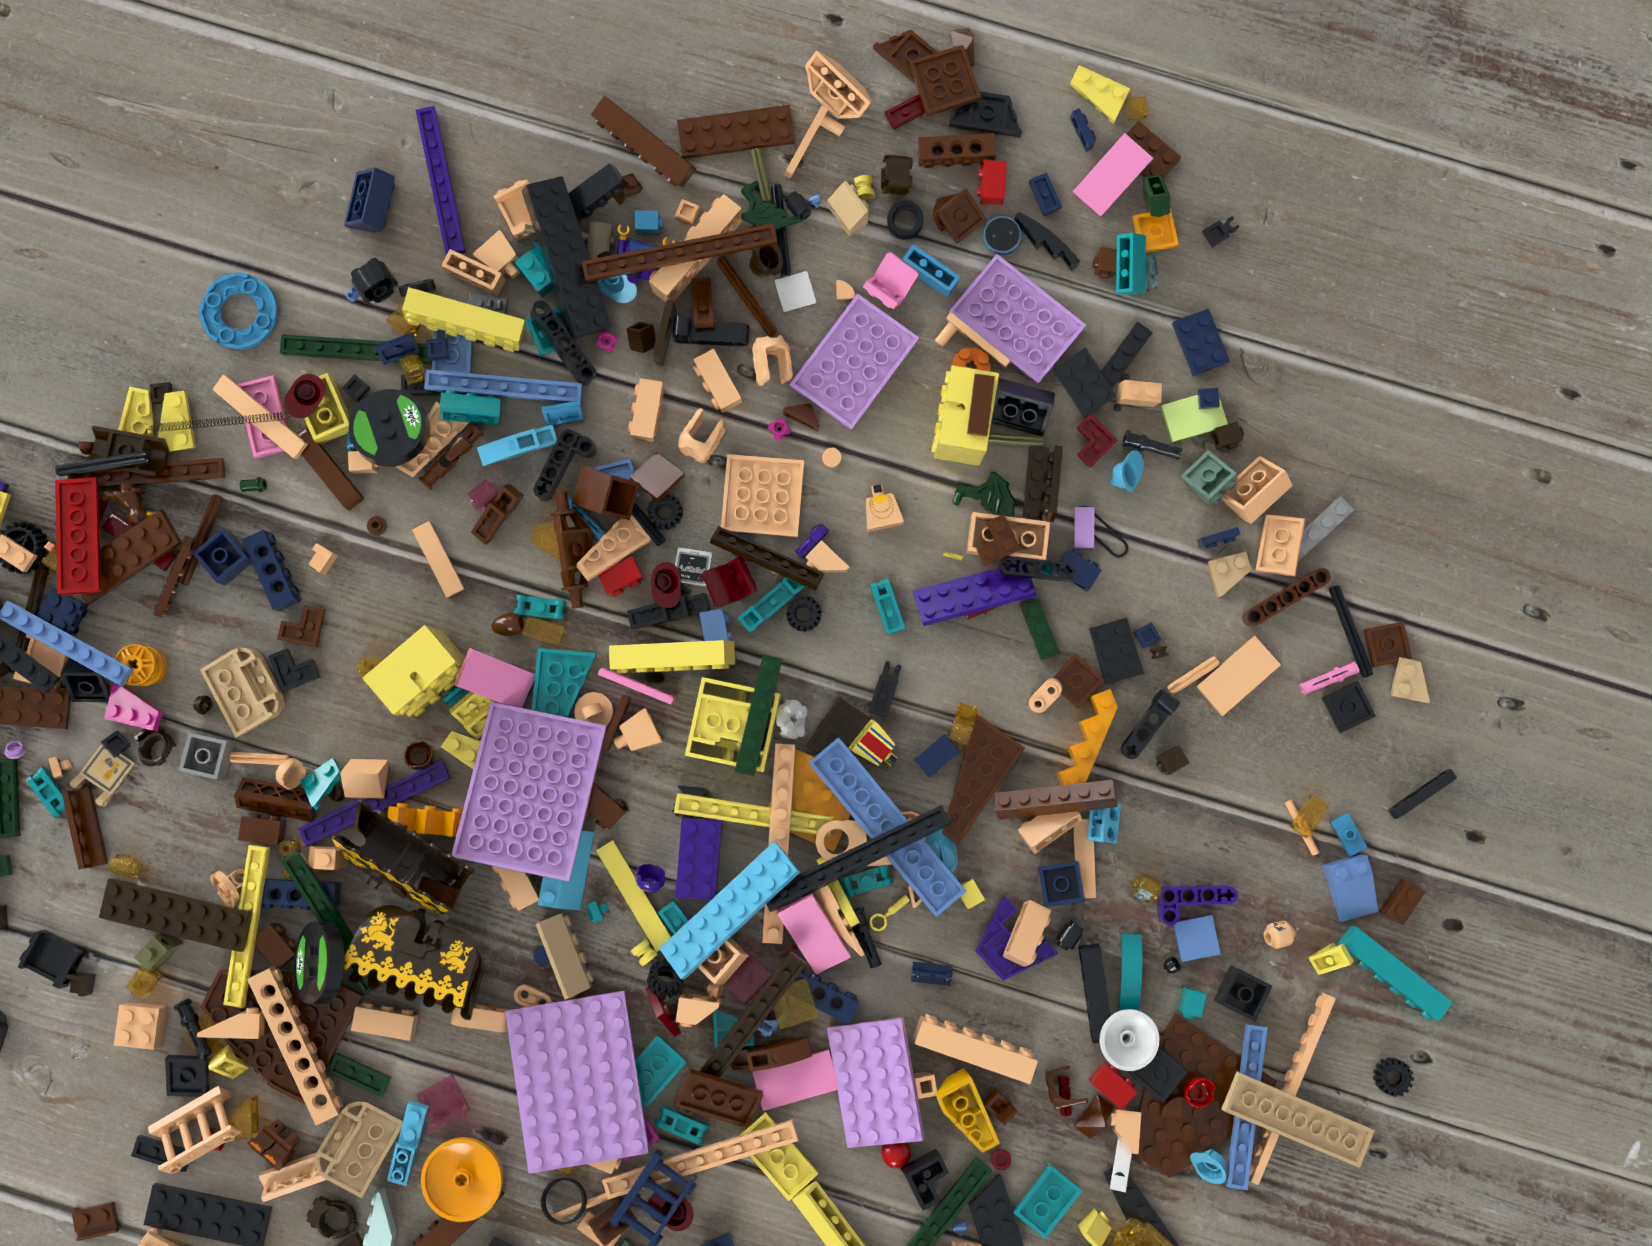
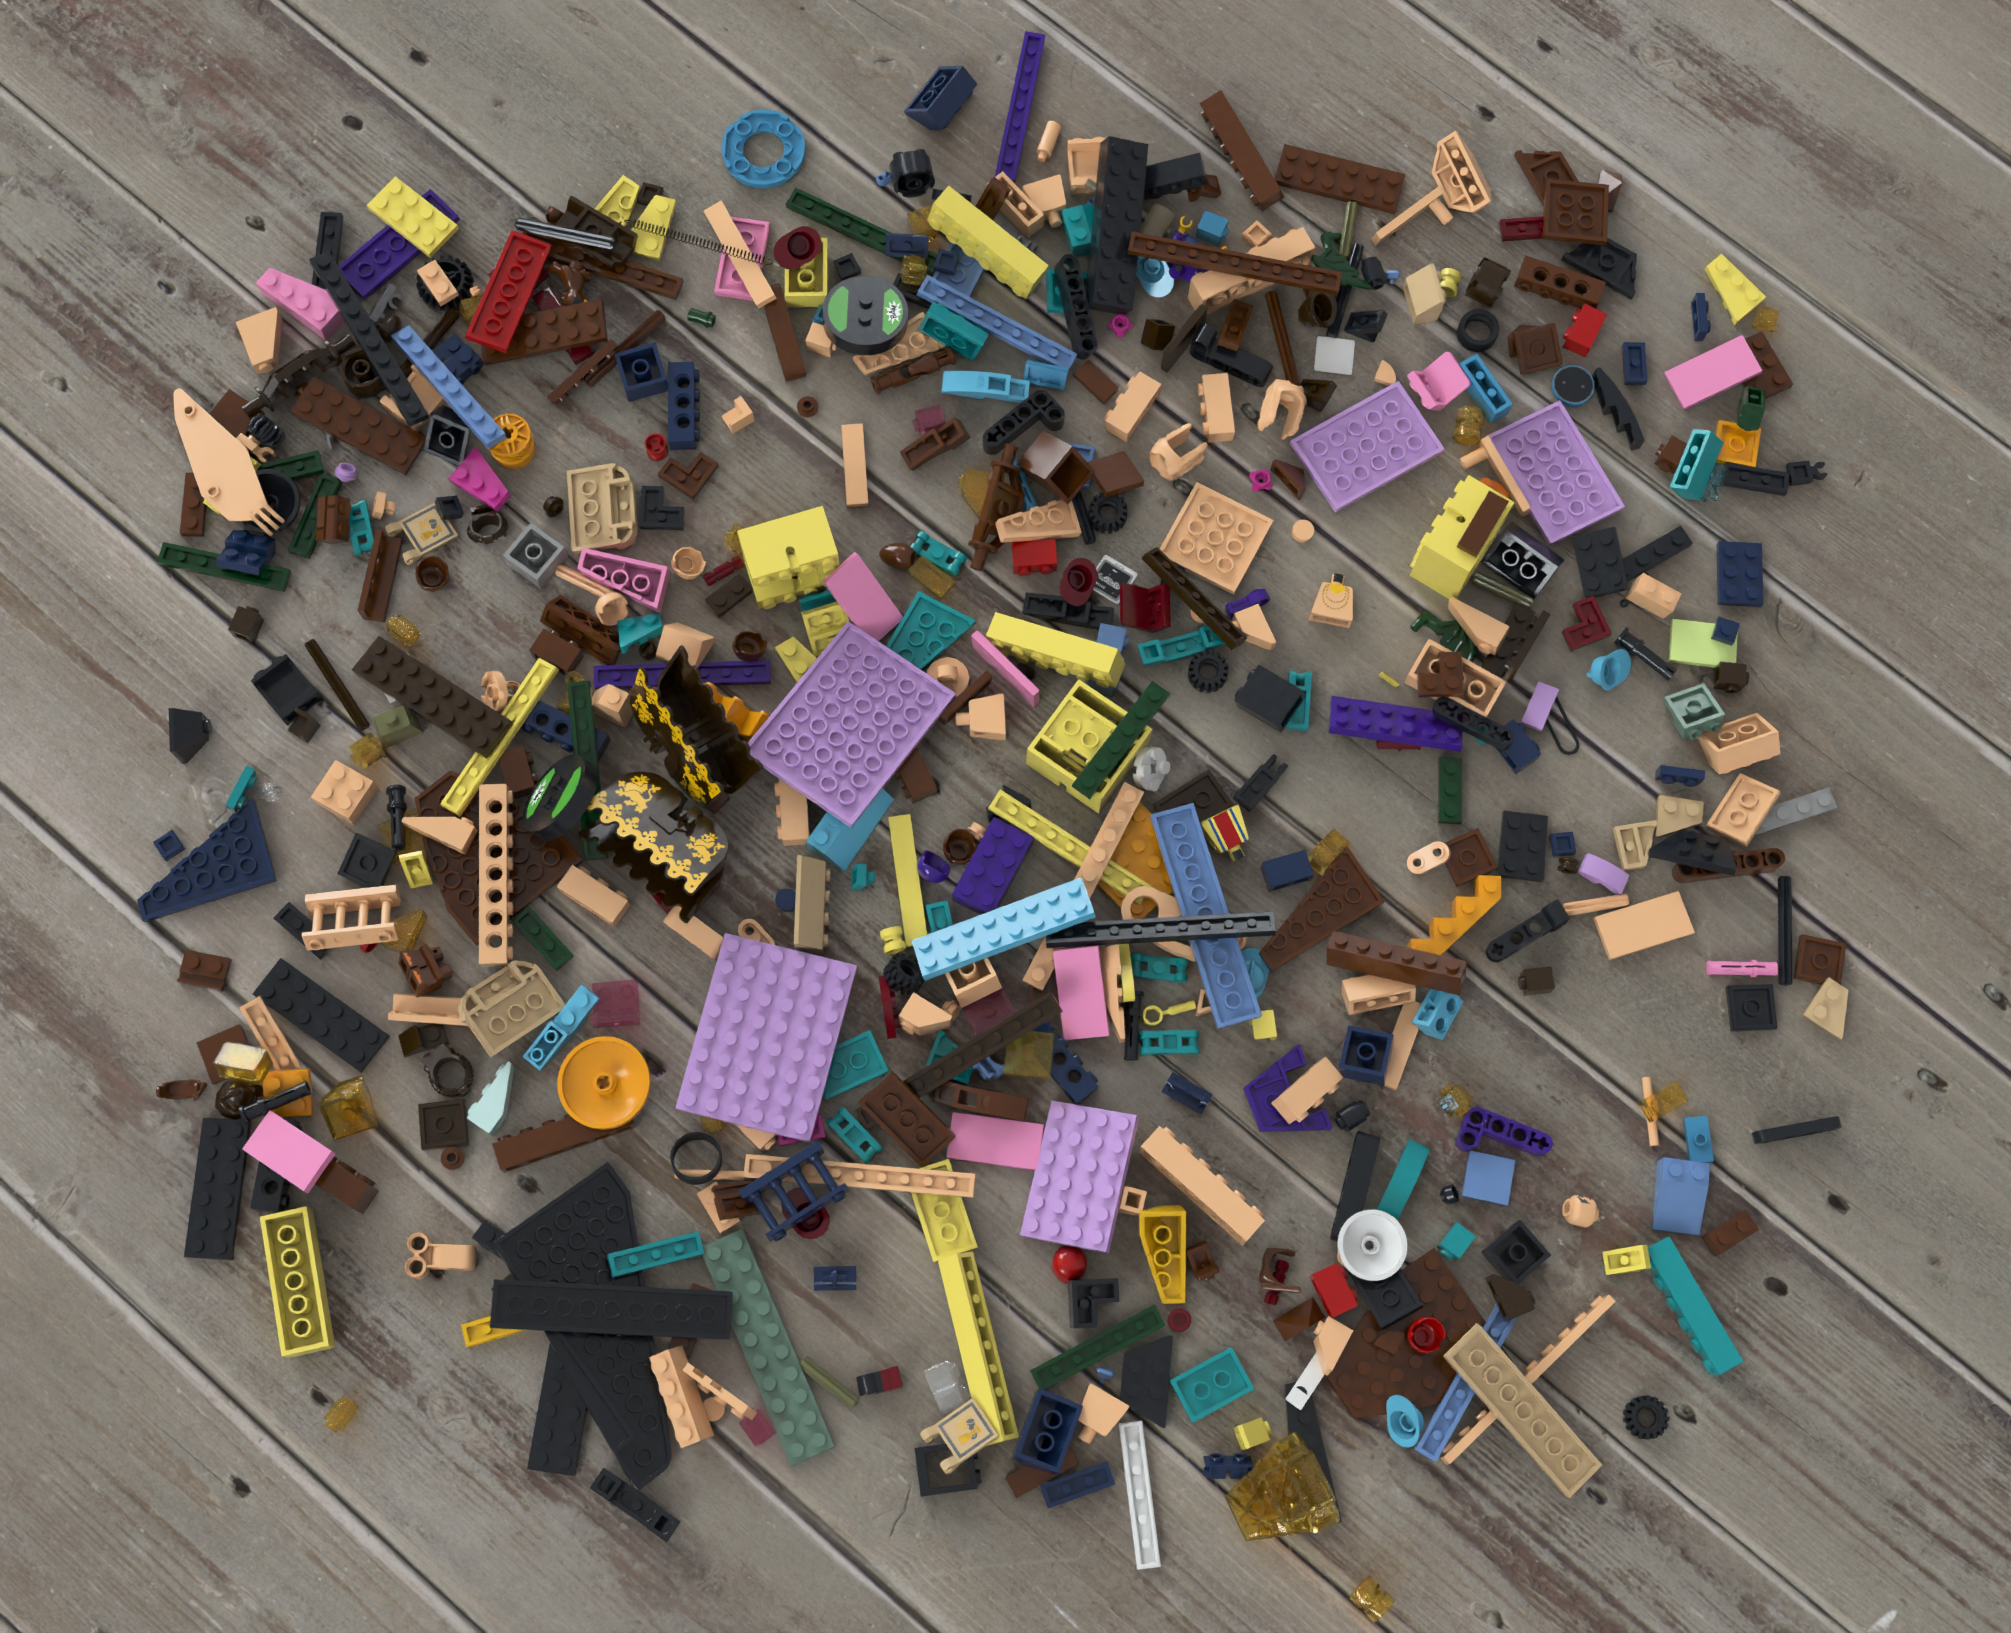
camera: 20 degrees right, 10 degrees down
(17, 1130) = (169, 845): none -> dark blue tile
(22, 798) = (333, 519): none -> reddish brown brick
(54, 1052) = (238, 797): none -> teal plate
(70, 1127) = (225, 864): none -> dark blue wing
(92, 935) = (337, 685): none -> dark brown axle
(127, 808) = (432, 573): none -> reddish brown hair
(261, 615) = (656, 442): none -> red wheel
(299, 740) = (633, 578): none -> bright pink wedge
(299, 1200) = (422, 1039): none -> dark brown slope
(337, 706) = (688, 563): none -> light nougat hair
(366, 702) = (723, 570): none -> dark red axle
(380, 721) = (729, 595): none -> dark brown plate
(451, 280) = (993, 198): none -> reddish brown plate
(477, 201) = (1048, 140): none -> light nougat cylinder
(607, 400) = (1095, 381): none -> reddish brown tile
(664, 851) = (959, 846): none -> reddish brown hair
(673, 831) = (977, 830): none -> light nougat plate
(794, 332) = (1318, 392): none -> dark brown slope
(810, 254) = (1366, 324): none -> black slope
(863, 617) = (1269, 698): none -> black brick
(901, 938) = (1169, 1042): none -> teal plate
(931, 311) = (1468, 429): none -> clear yellow wheel
(1014, 484) = (1481, 628): none -> light nougat slope
(1183, 254) = (1756, 479): none -> black plate
(1189, 647) = (1603, 872): none -> lavender slope
(1204, 611) = (1634, 844): none -> tan wing
(1256, 1036) = (1510, 1297): none -> dark brown slope
(1258, 598) = (1696, 851): none -> black wing

